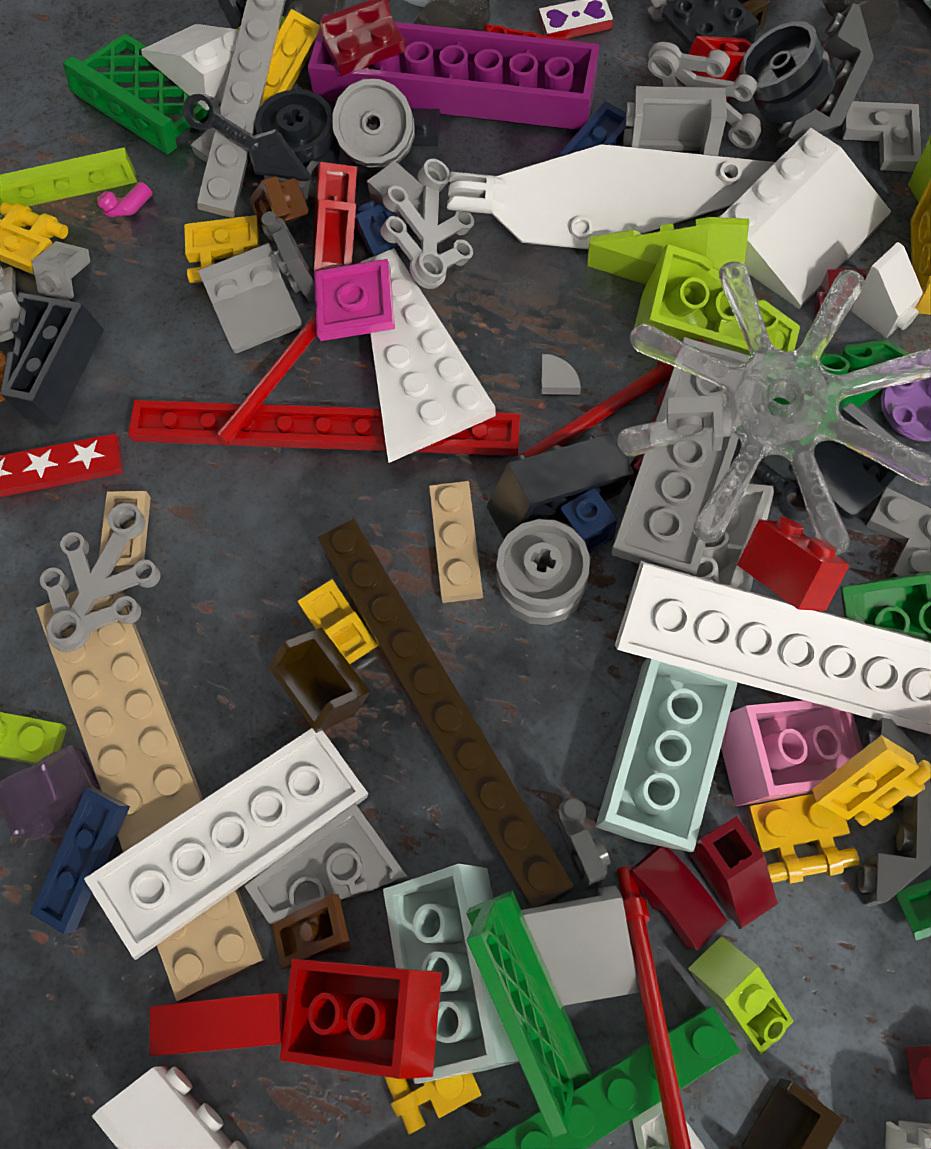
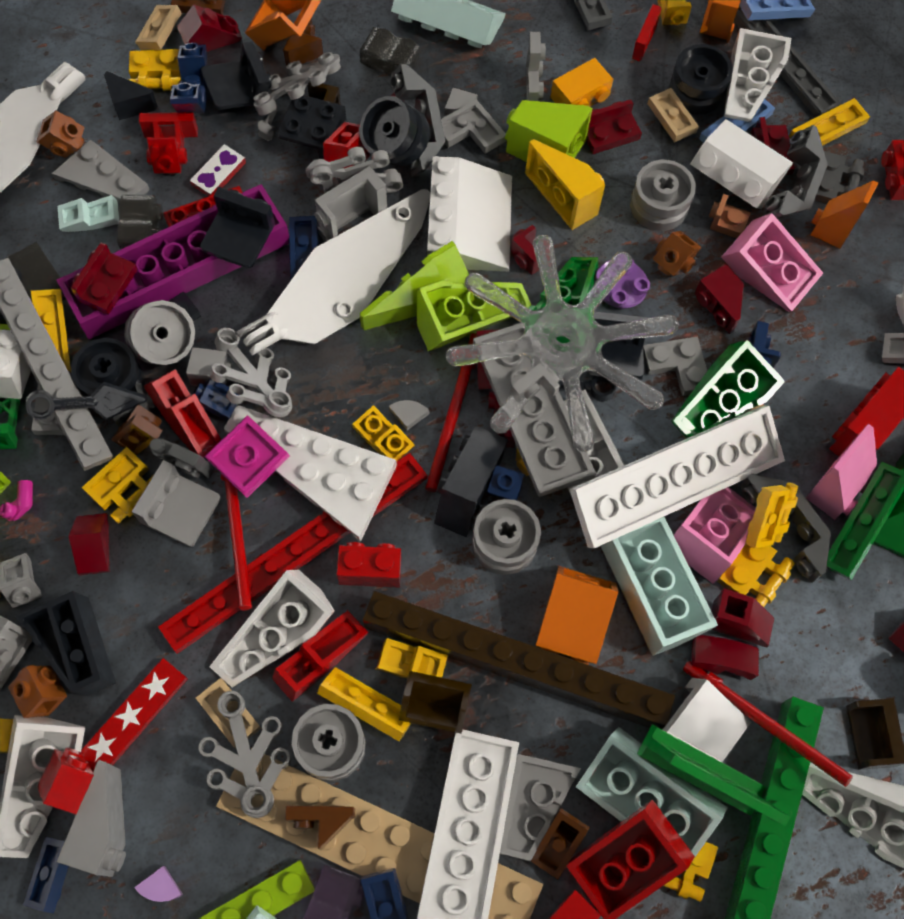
camera: 50 degrees left, 0 degrees up
(106, 703) = (330, 819): none -> reddish brown slope
(148, 282) = (90, 544): none -> dark red slope
(182, 633) = (326, 723): none -> light grey wheel
(238, 481) = (281, 622): none -> white wedge
(251, 623) = (364, 703): none -> yellow plate
(255, 544) = (319, 655): none -> red slope
(378, 494) = (369, 565): none -> red brick
(455, 542) = (436, 558): tan plate -> none
(511, 378) = (382, 435): none -> yellow slope
(535, 69) = (238, 228): none -> black bracket
(546, 711) = (577, 615): none -> orange slope
(587, 855) = (665, 674): dark grey plate -> none
(742, 994) = (796, 678): lime slope -> none
(792, 564) = (643, 428): red brick -> none
(889, 293) = (559, 226): white slope -> none
(899, 93) = (458, 99): none -> light grey tile

